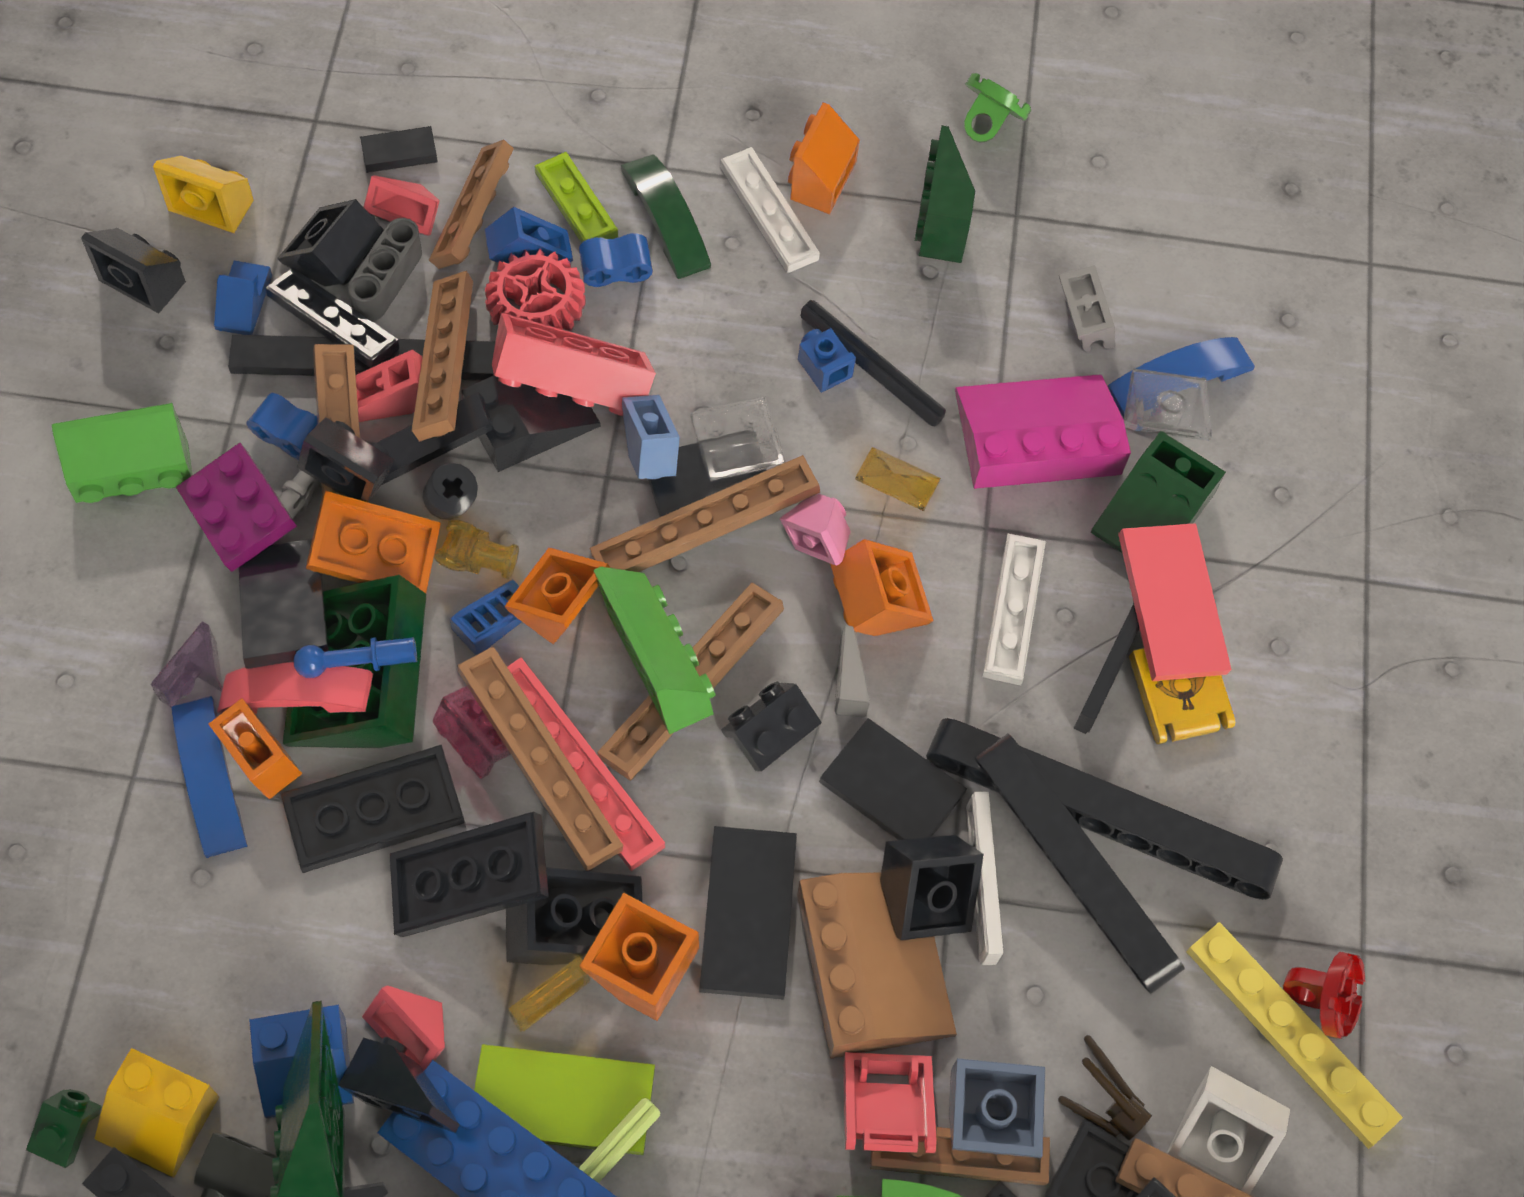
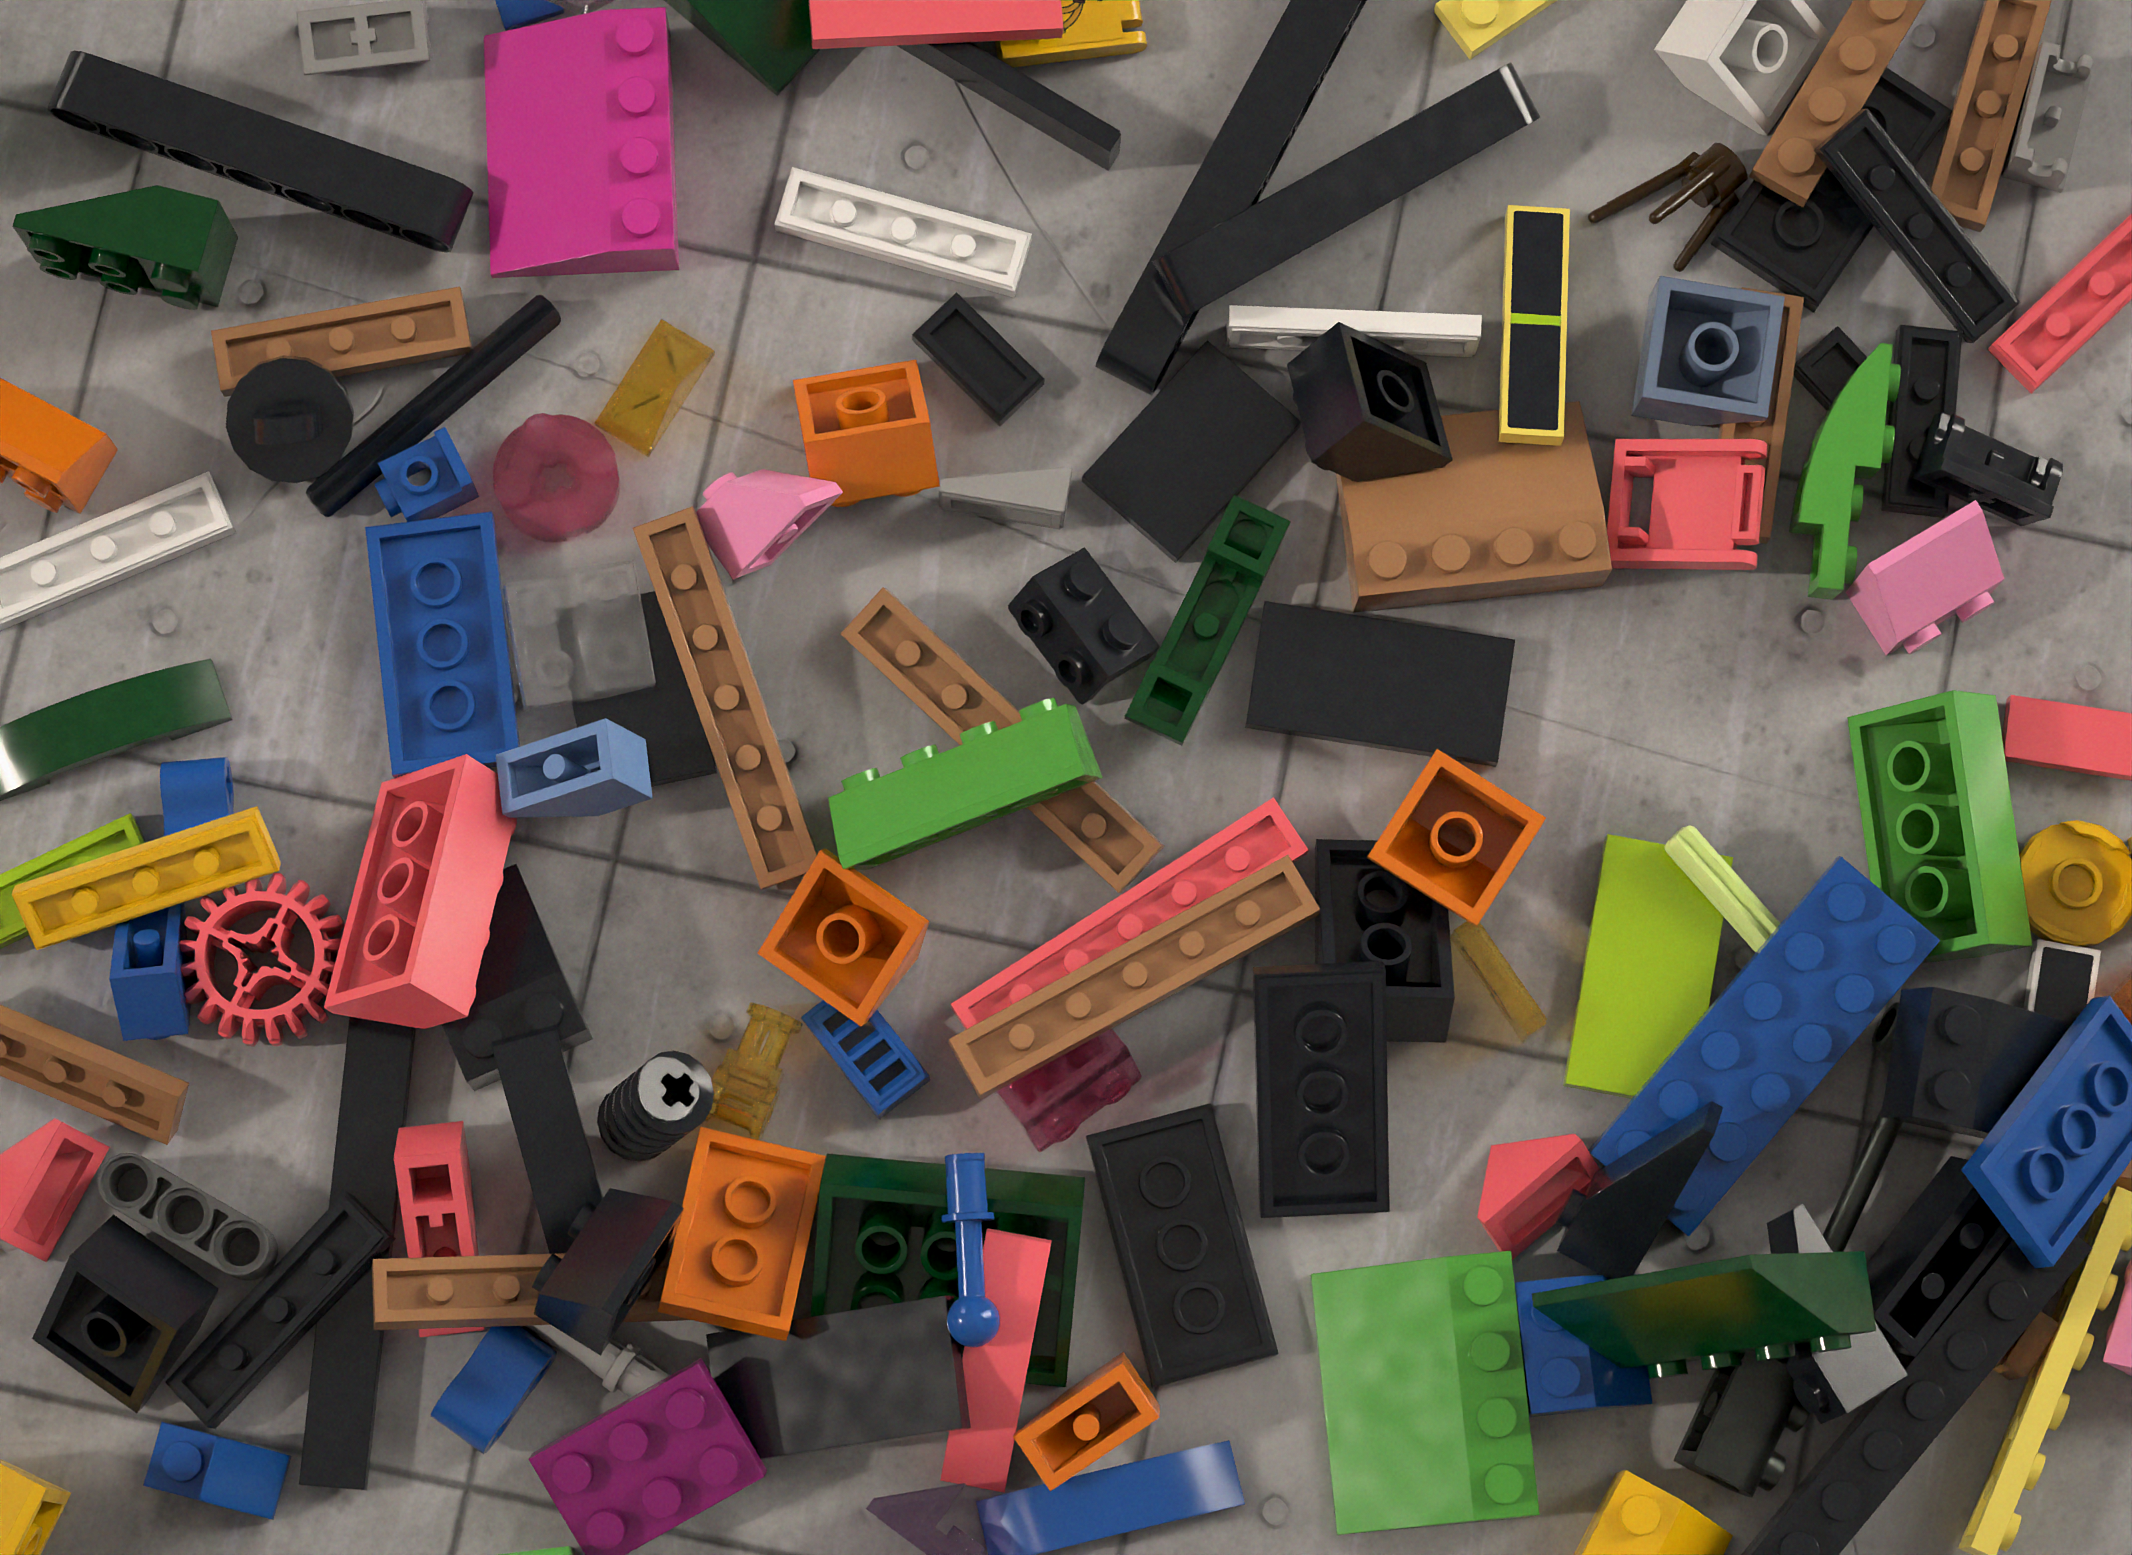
camera: 85 degrees left, 15 degrees up
(269, 962) = (1424, 1393): none -> bright green slope
(443, 357) = (397, 1109): medium nougat plate -> none
(577, 231) = (146, 878): none -> yellow tile
(729, 372) = (442, 641): none -> blue plate
(776, 799) = (1208, 620): none -> dark green slope
(840, 409) = (568, 511): none -> clear pink plate
(853, 286) = (289, 419): none -> black tile
(904, 312) = (350, 337): none -> medium nougat plate
(938, 656) = (978, 359): none -> black tile
(1003, 995) = (1534, 325): none -> black tile
(1010, 266) = (260, 151): none -> black beam

